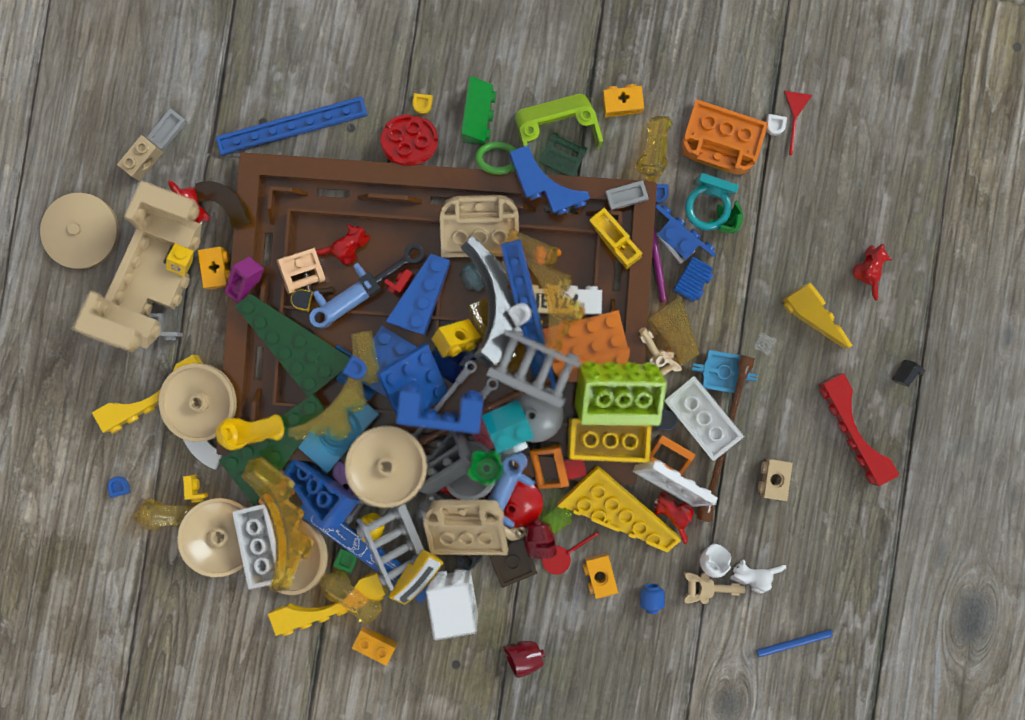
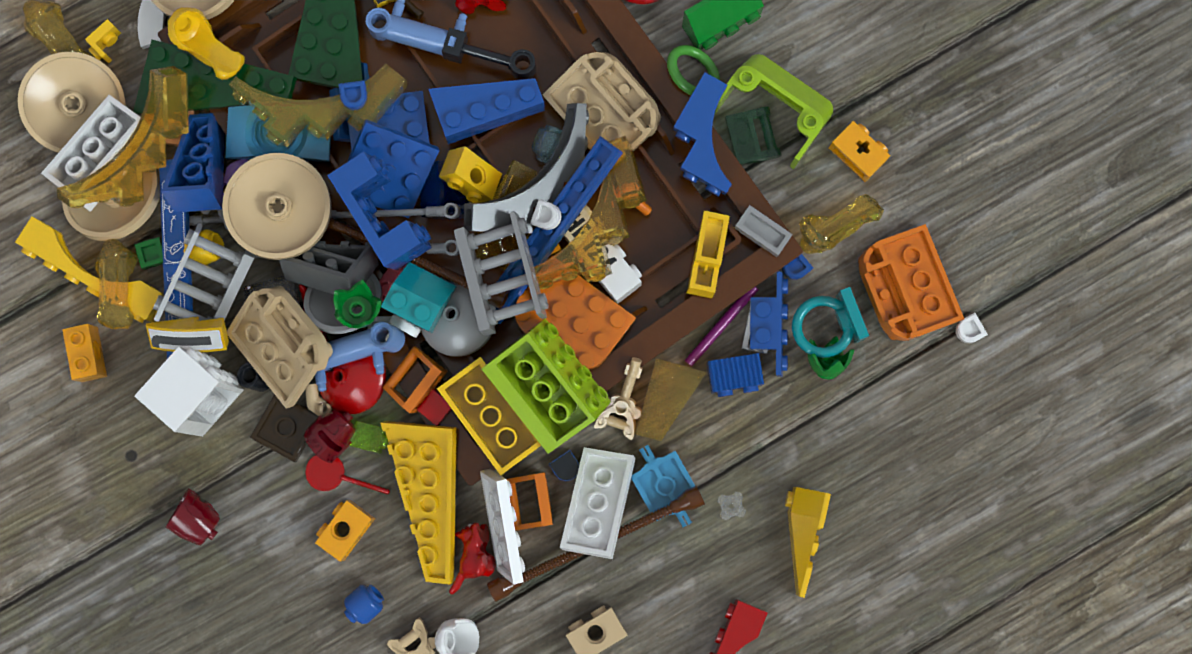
camera: 55 degrees right, 5 degrees down
(403, 280) = (485, 74): red bracket -> none
(796, 102) = (1011, 334): red piece -> none
(871, 269) = (900, 553): red animal -> none

